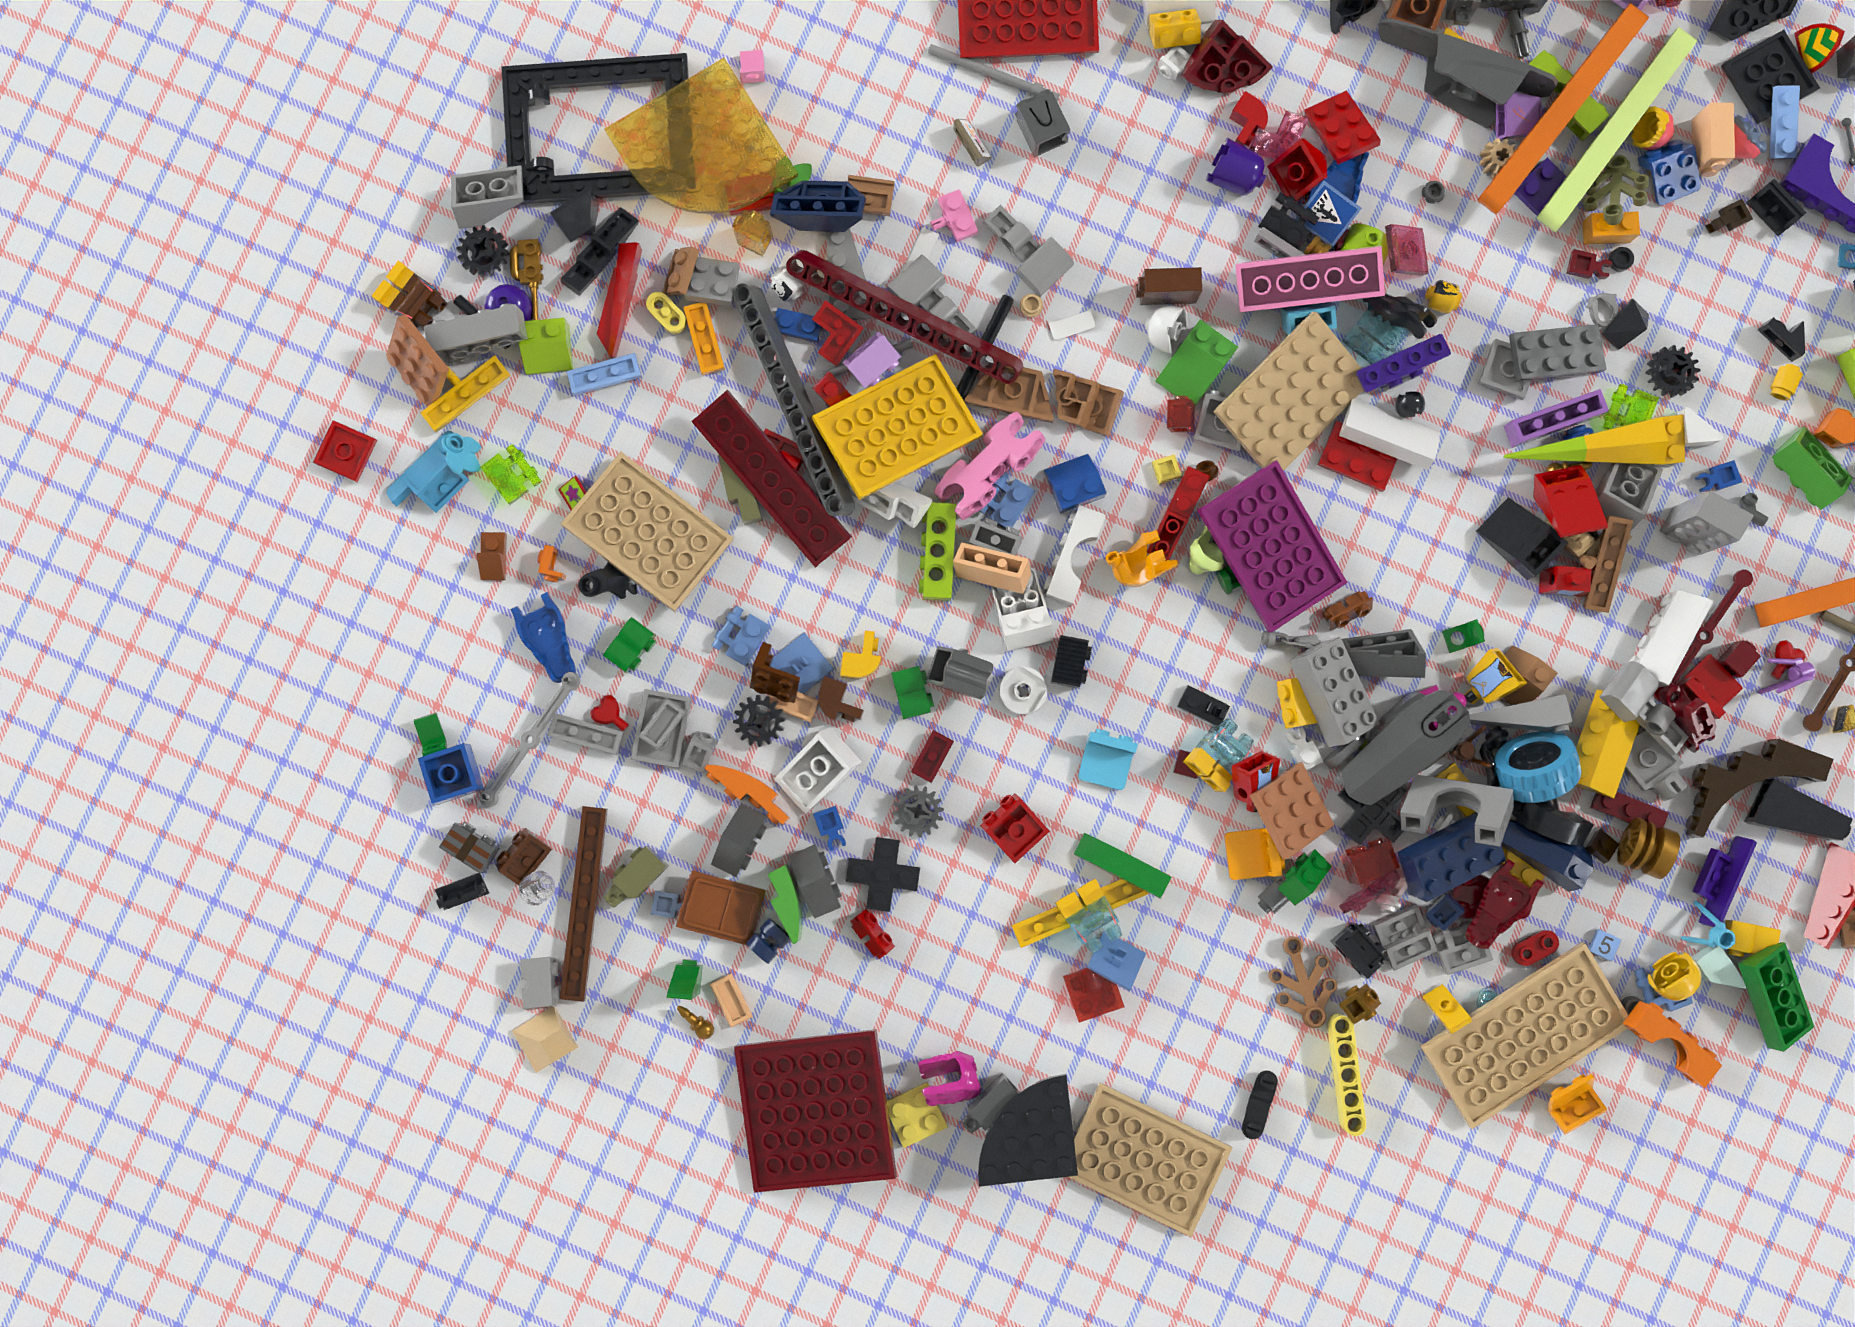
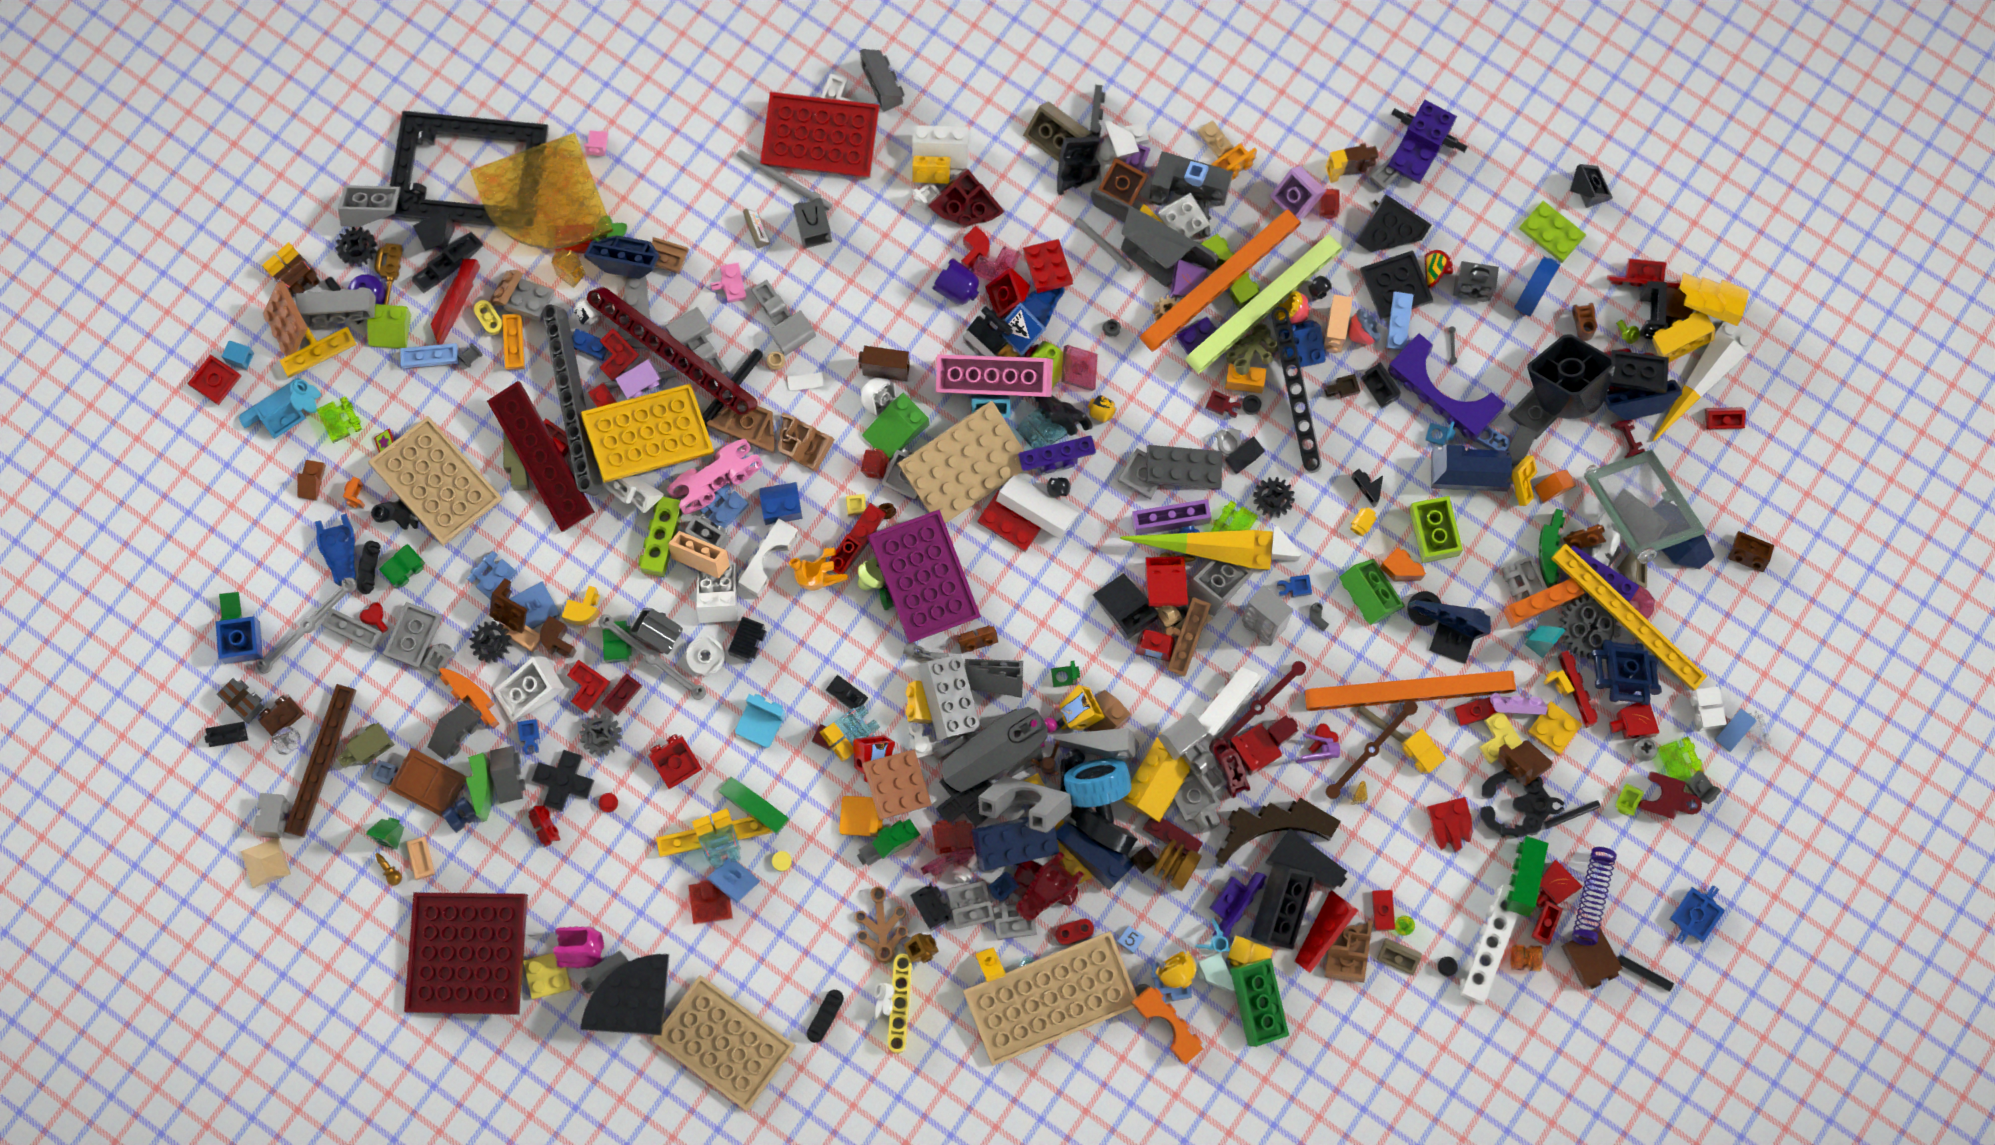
camera: 10 degrees right, 10 degrees down
(367, 414) = (237, 354): none -> dark azure panel
(586, 653) = (367, 567): none -> black piece
(654, 364) = (470, 355): none -> dark grey bush
(662, 724) = (413, 631): light grey tile -> none
(894, 753) = (592, 685): none -> red plate
(944, 892) = (608, 802): none -> red plate
(1022, 736) = (697, 691): none -> light grey piece
(1167, 925) = (781, 861): none -> light yellow tile
(1328, 1074) = (884, 993): none -> white plate
(1401, 87) = (1102, 243): none -> light grey bar
(1501, 32) = (1184, 216): none -> white plate
(1575, 1104) = (1079, 1057): light orange bracket -> none
(1671, 222) = (1291, 381): none -> black beam
(1681, 93) = (1320, 287): none -> black piece
(1783, 874) = (1283, 905): none -> black slope

